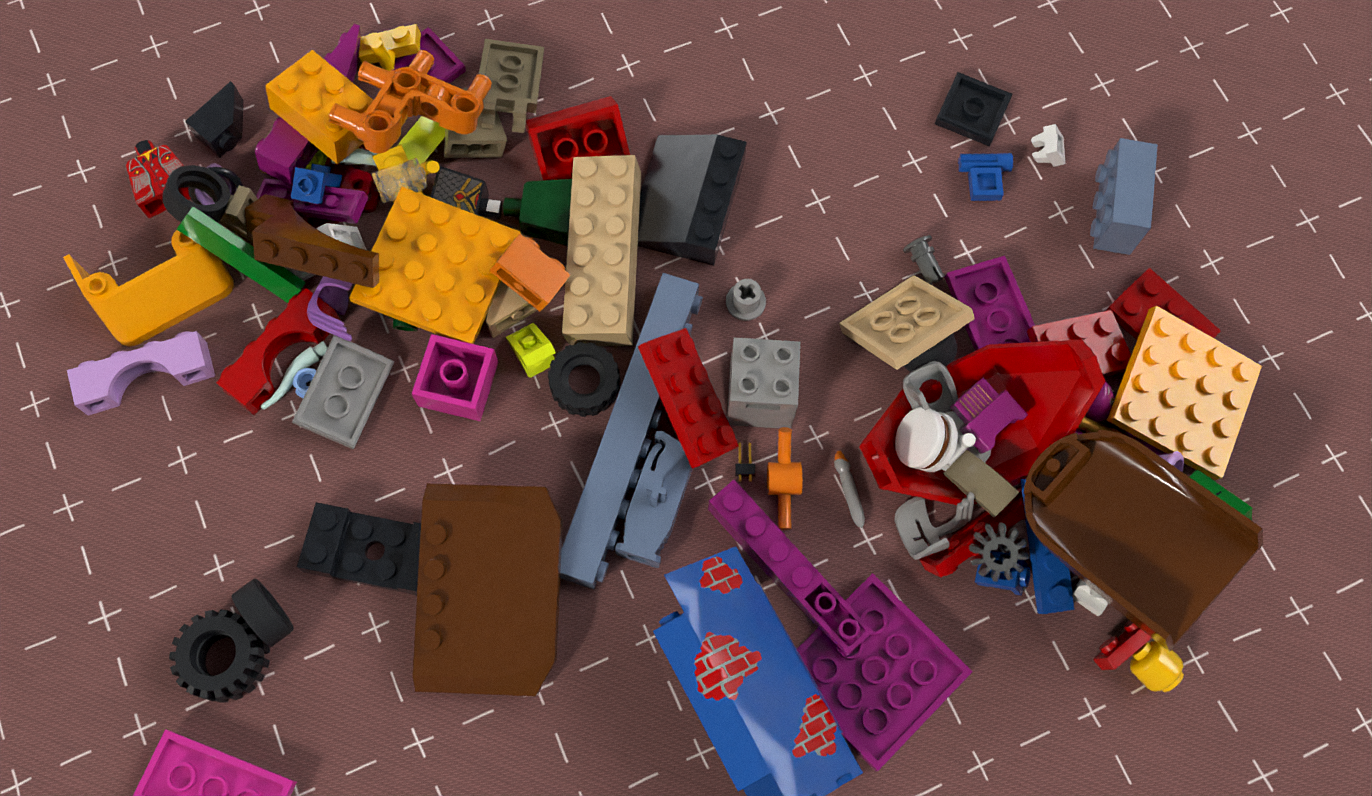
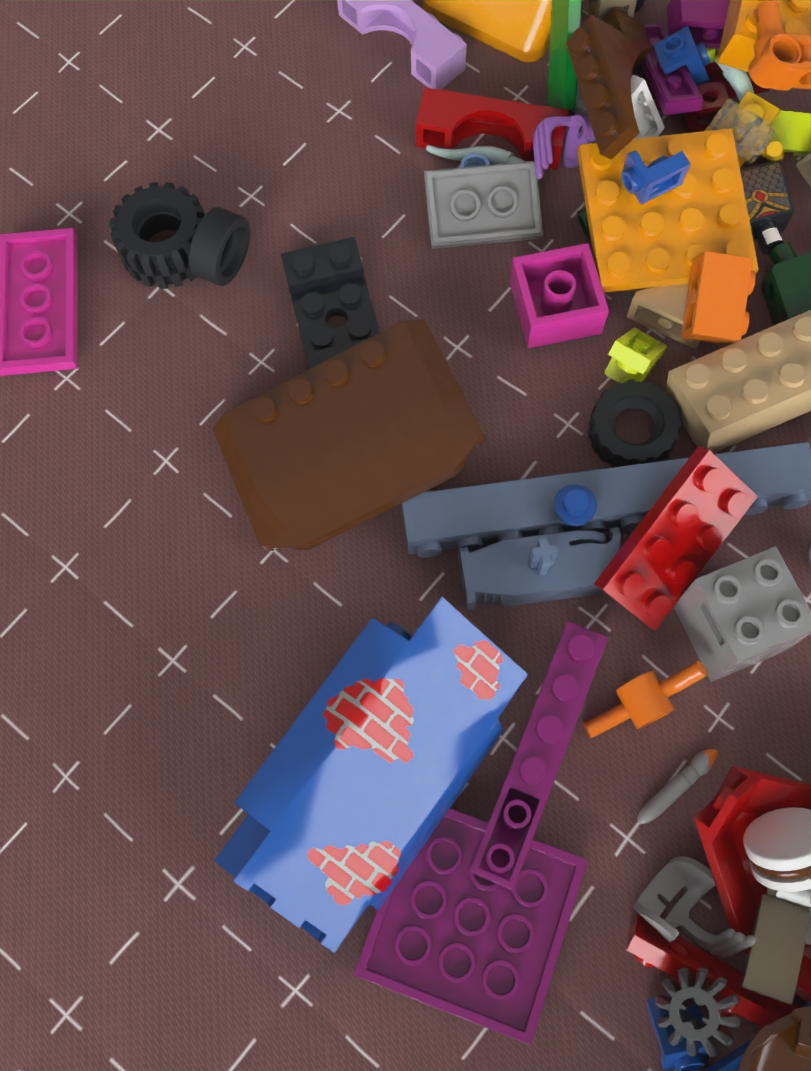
camera: 70 degrees right, 0 degrees up
(415, 262) = (655, 179): none -> blue bracket
(629, 451) = (575, 505): none -> blue plate
(744, 469) = (631, 651): black piece -> none

